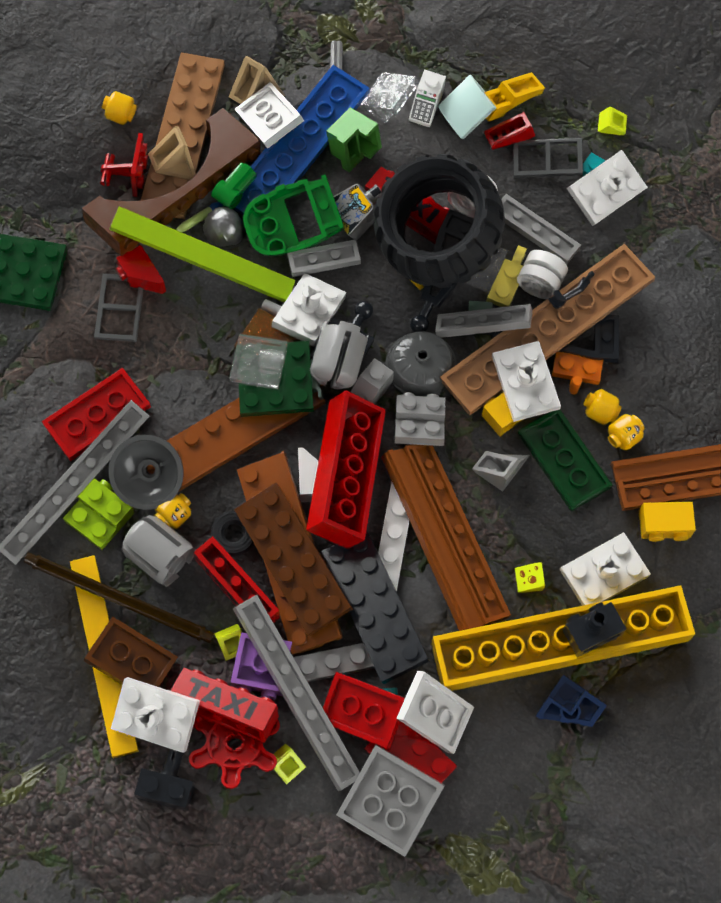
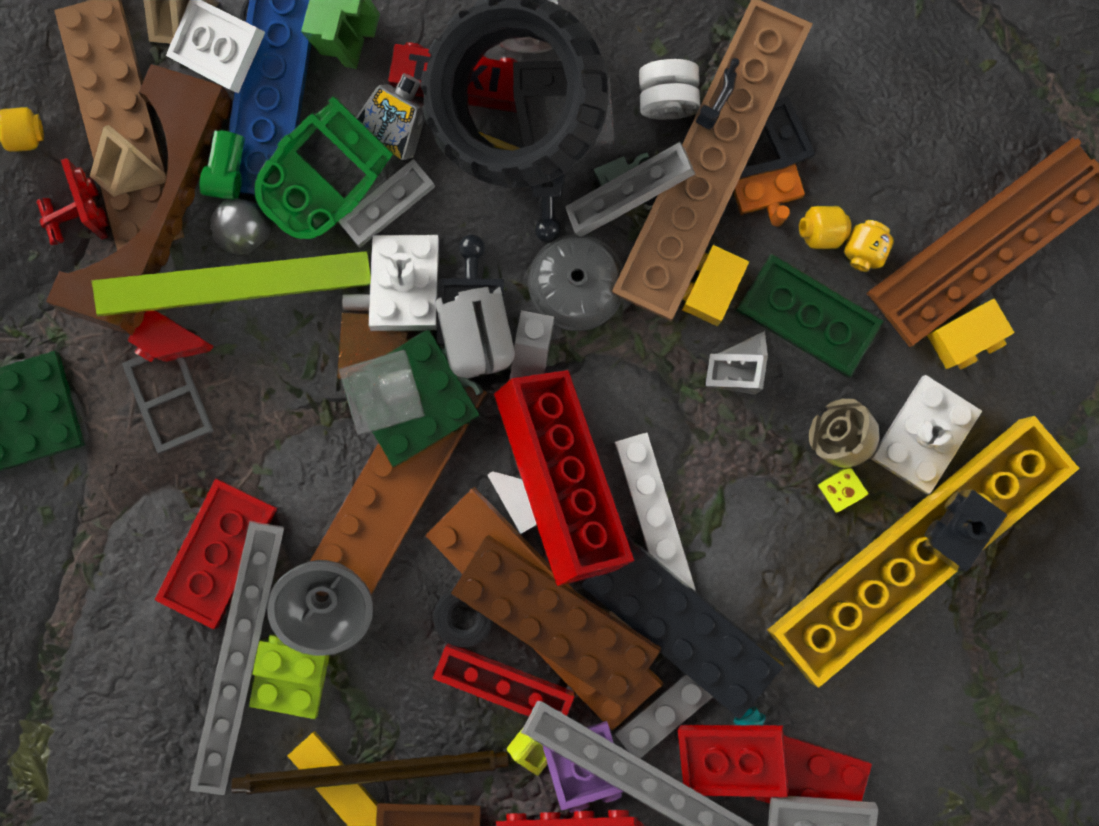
camera: 20 degrees left, 15 degrees up
(157, 549) = (385, 693): light grey cylinder -> none
(174, 512) = (381, 633): yellow head -> none
(197, 218) = (200, 228): yellowish green piece -> none
(420, 419) = (615, 359): light grey plate -> none
(435, 712) = (820, 723): white plate -> none
(445, 536) = (719, 491): dark orange plate -> none
(506, 280) = (627, 117): light yellow plate -> none
(526, 381) = (721, 245): white plate -> none
(538, 230) = (635, 29): light grey plate -> none
(549, 540) = (844, 434): none -> dark tan cylinder
(571, 704) = (966, 618): dark blue slope -> none

